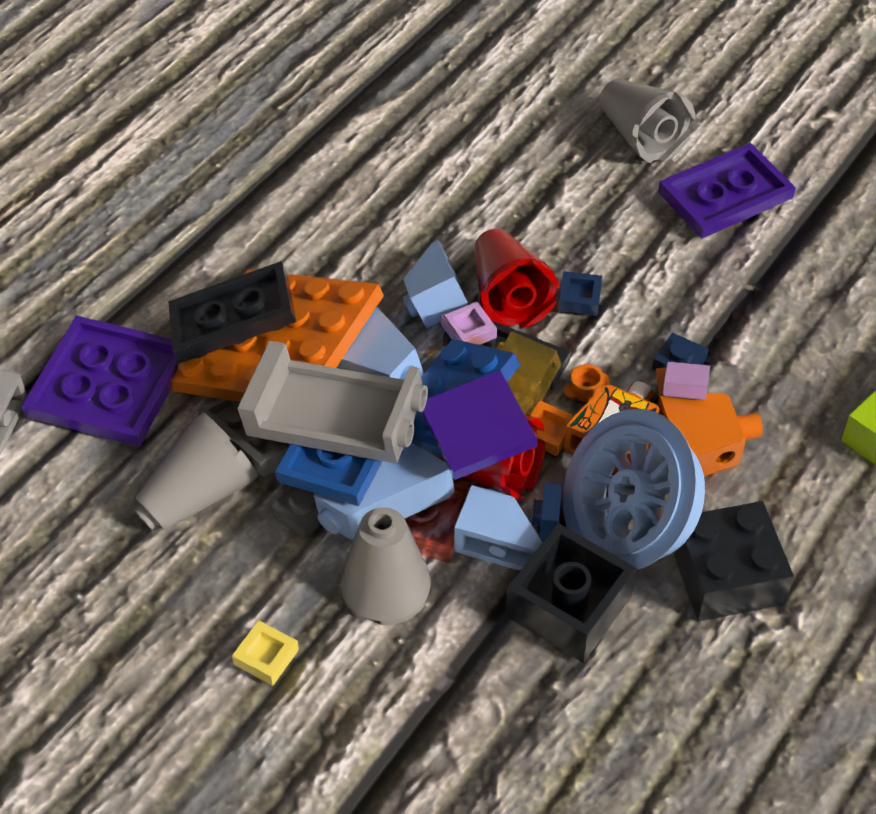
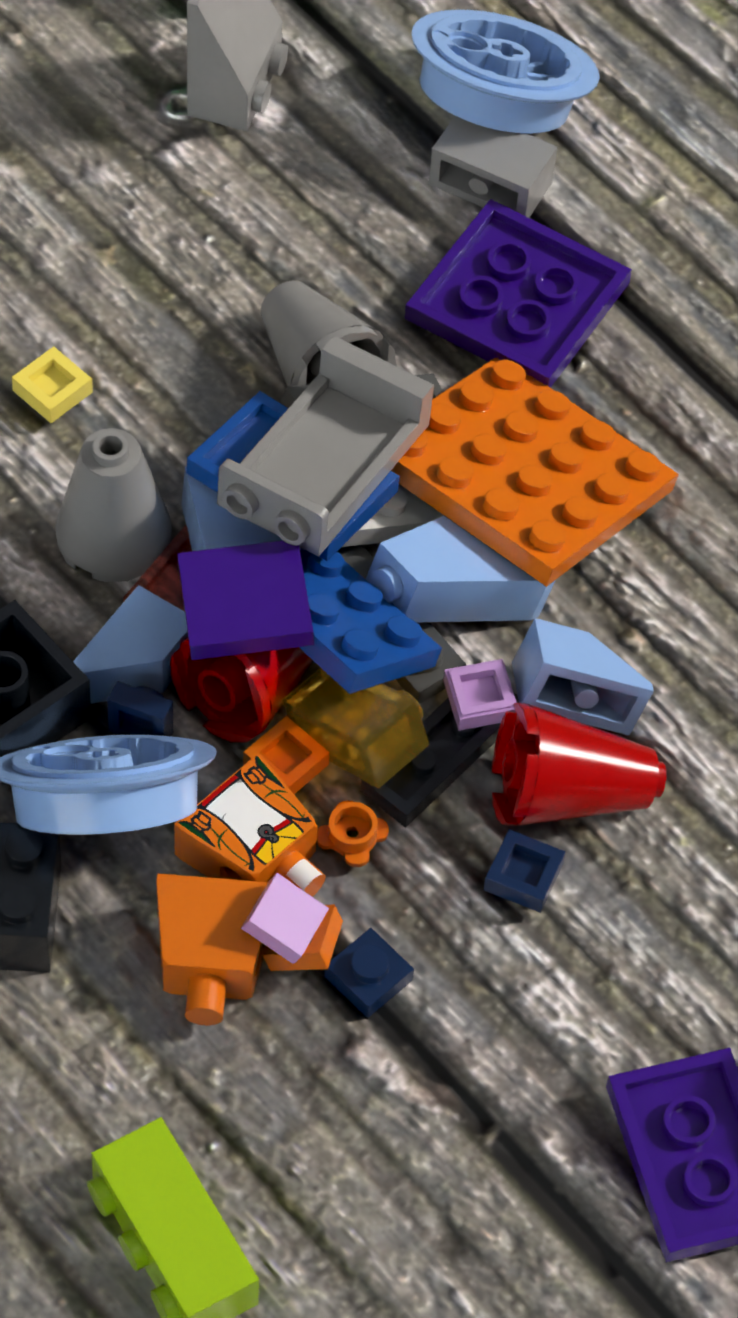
camera: 100 degrees right, 5 degrees up
(231, 312) = (562, 410): black plate -> none

